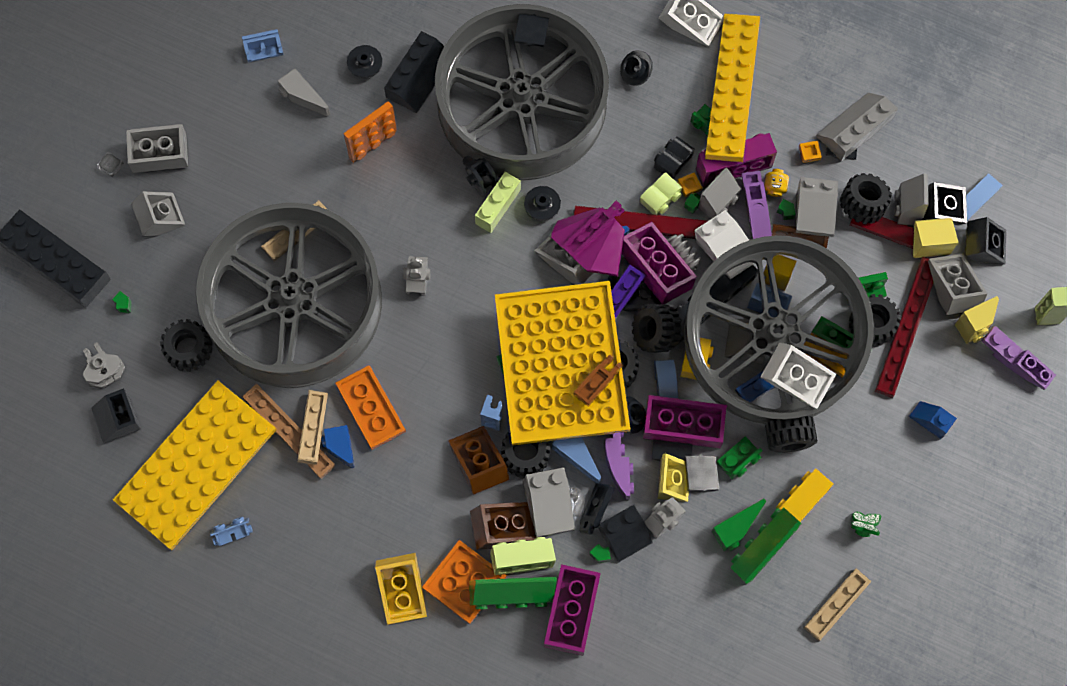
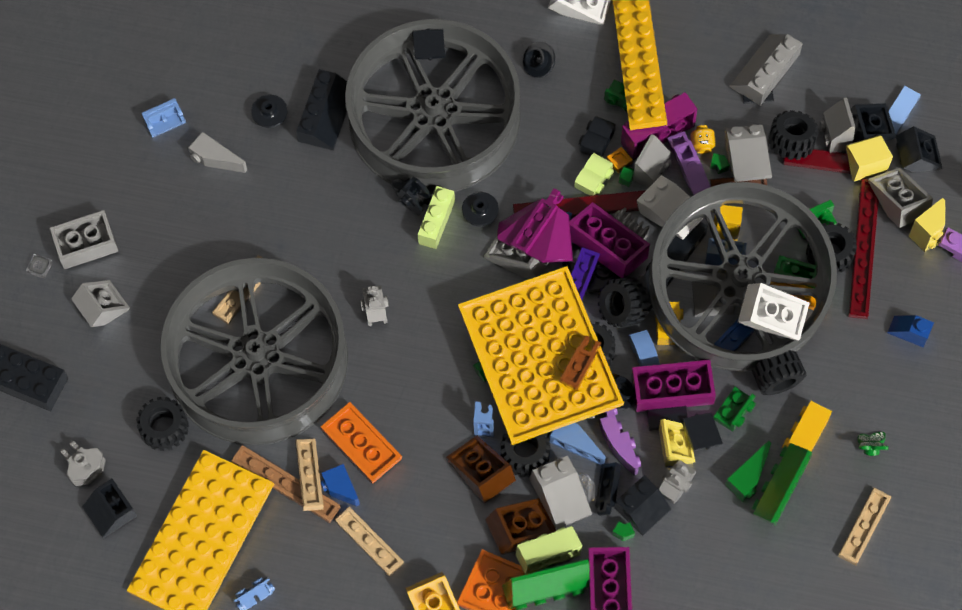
camera: 10 degrees left, 5 degrees down
(122, 302) = (87, 397): green piece -> none
(354, 505) = (369, 541): none -> tan tile
(370, 132) = (294, 176): orange plate -> none
(810, 151) = (728, 103): light orange plate -> none

